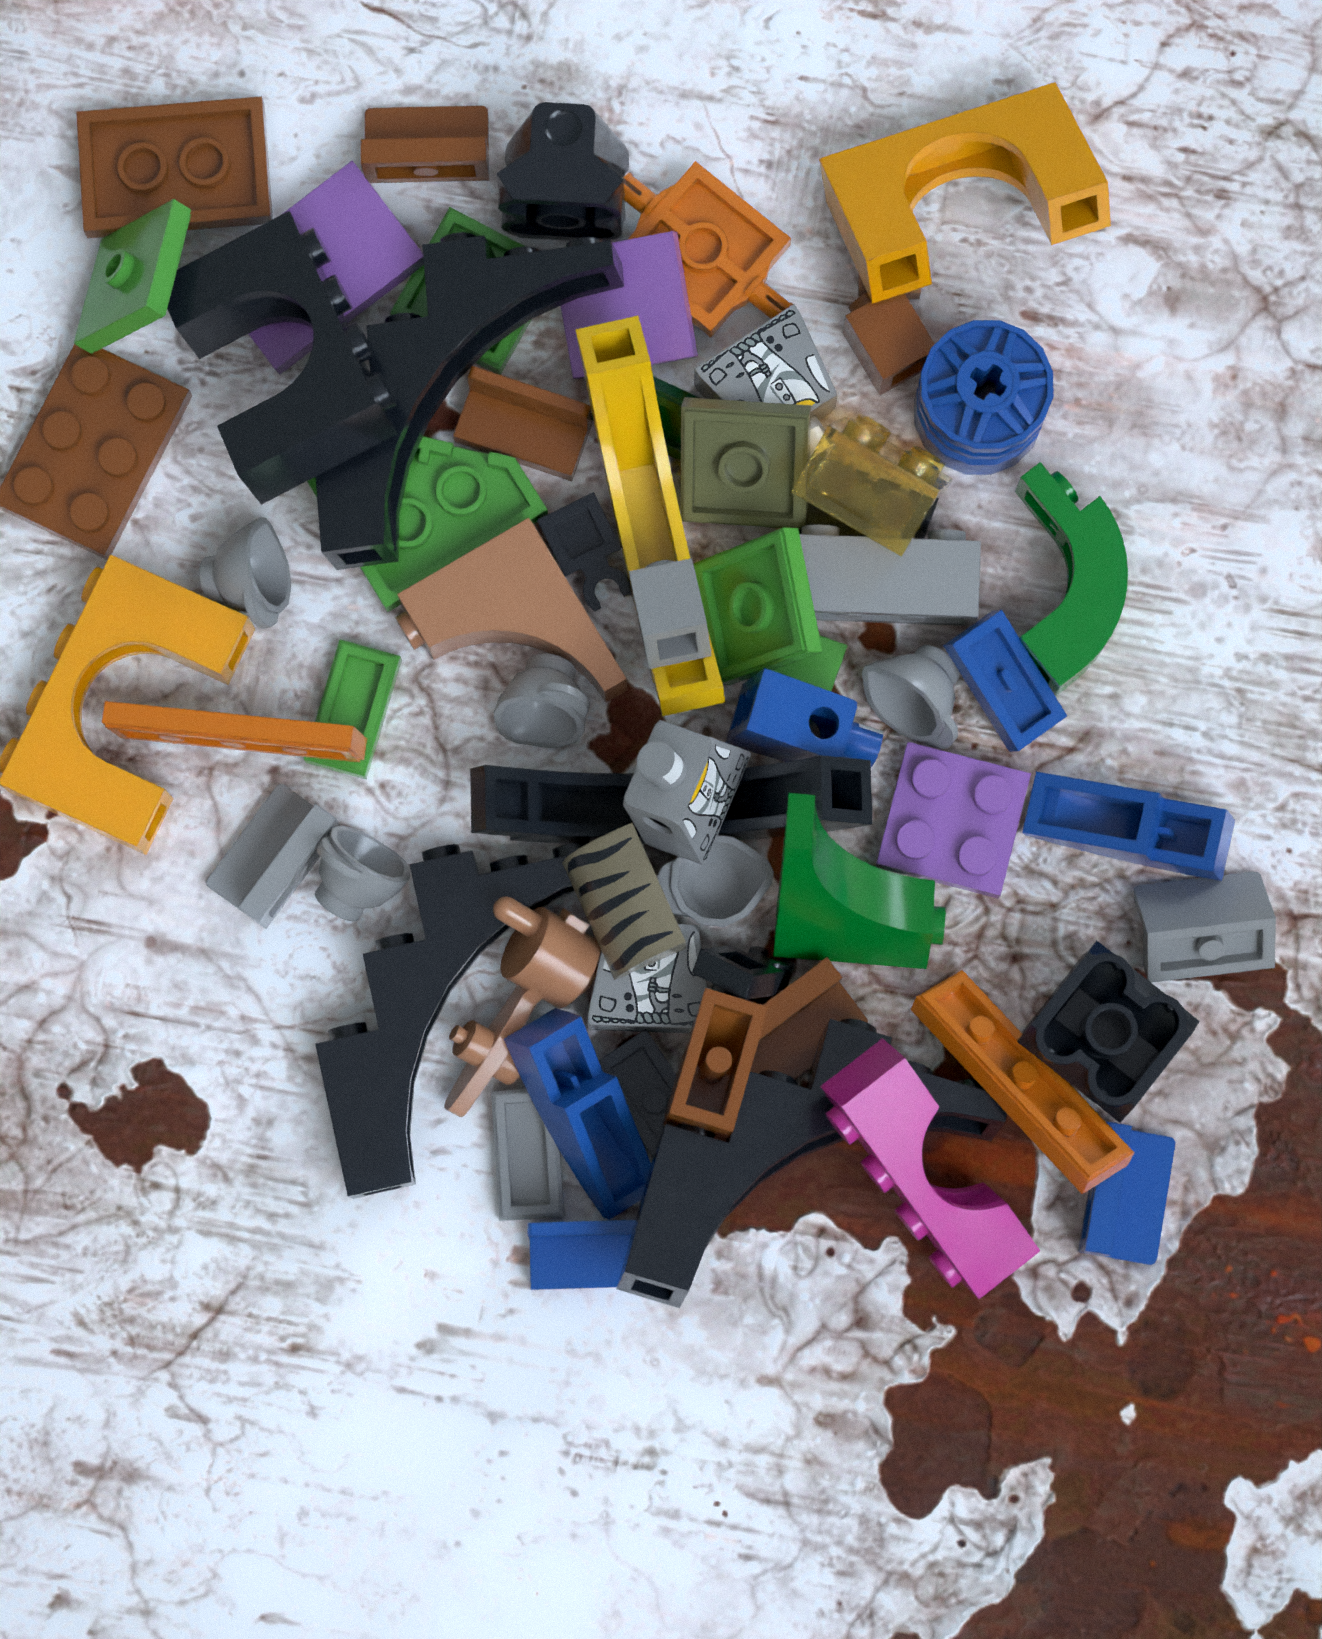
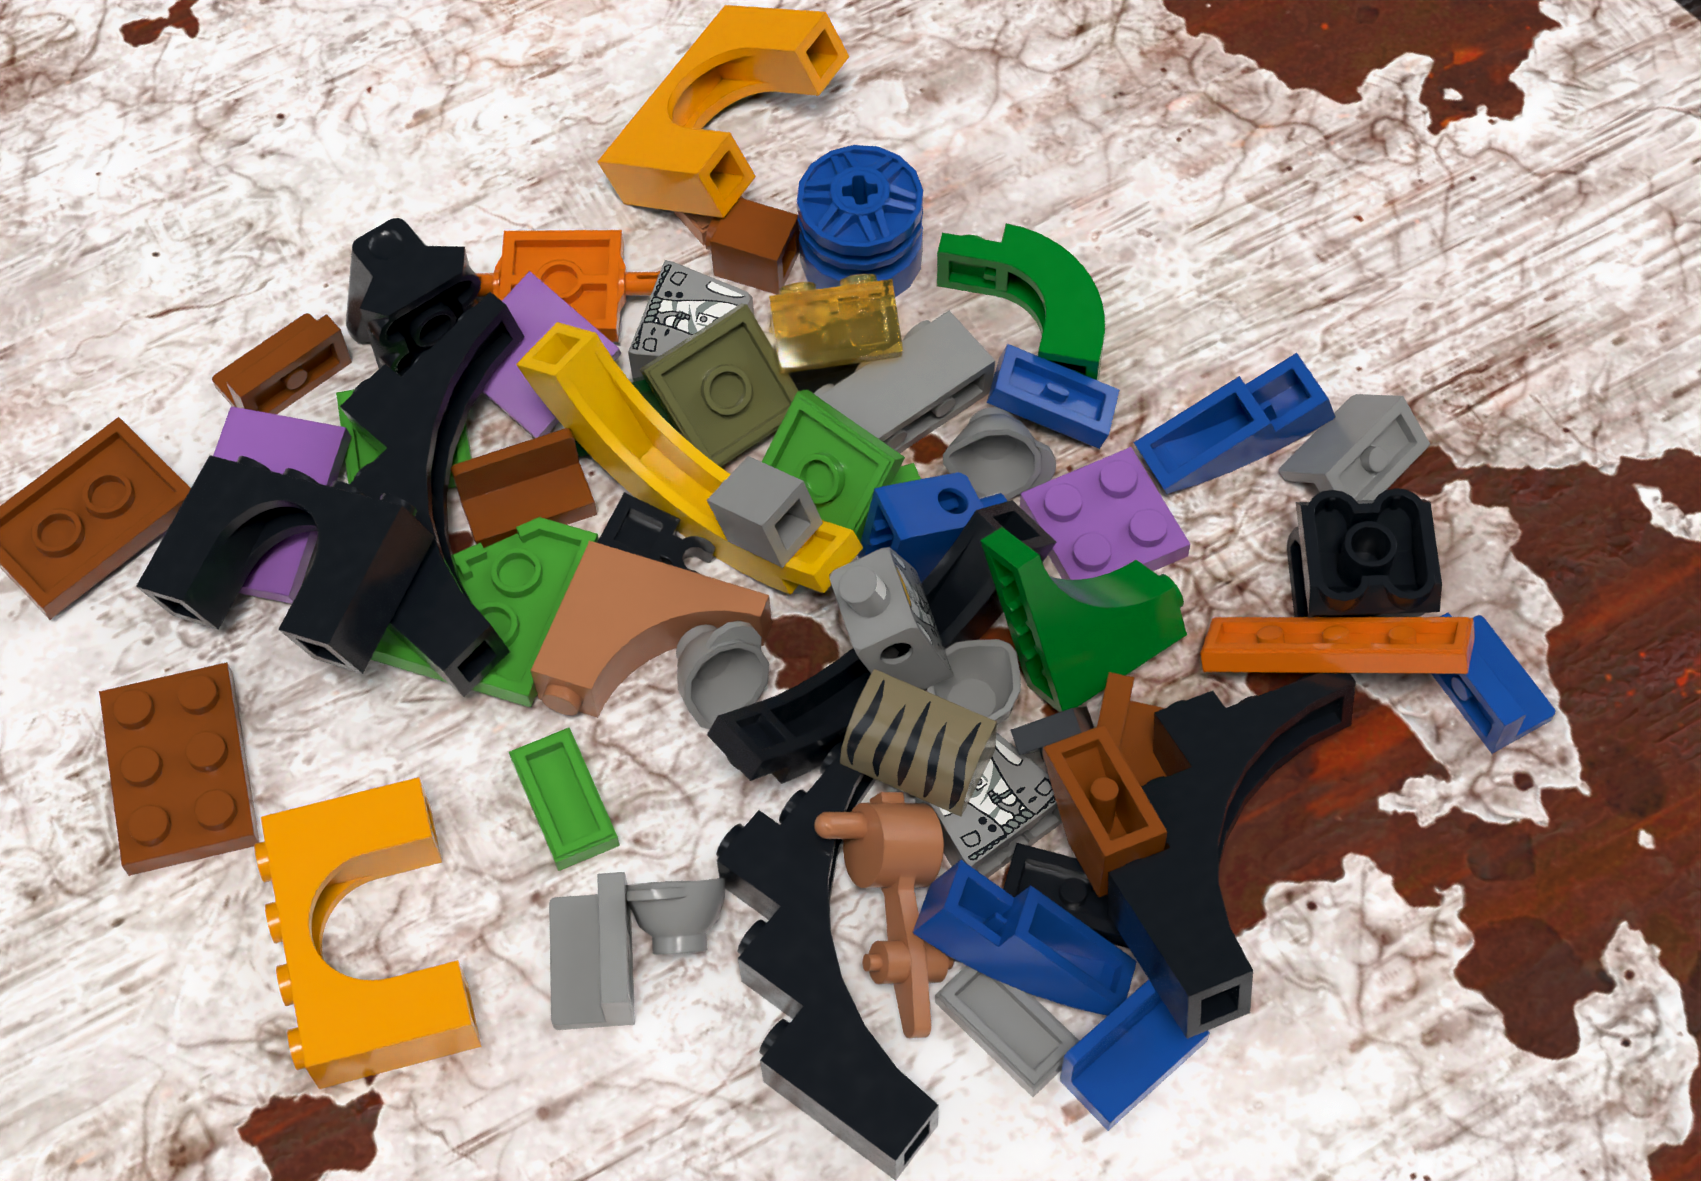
camera: 40 degrees left, 20 degrees down
(133, 276) = (113, 601): bright green plate -> none
(234, 731) = (478, 877): orange tile -> none
(249, 573) = (389, 753): light grey piece -> none
(889, 1112) = (1268, 727): dark pink arch -> none

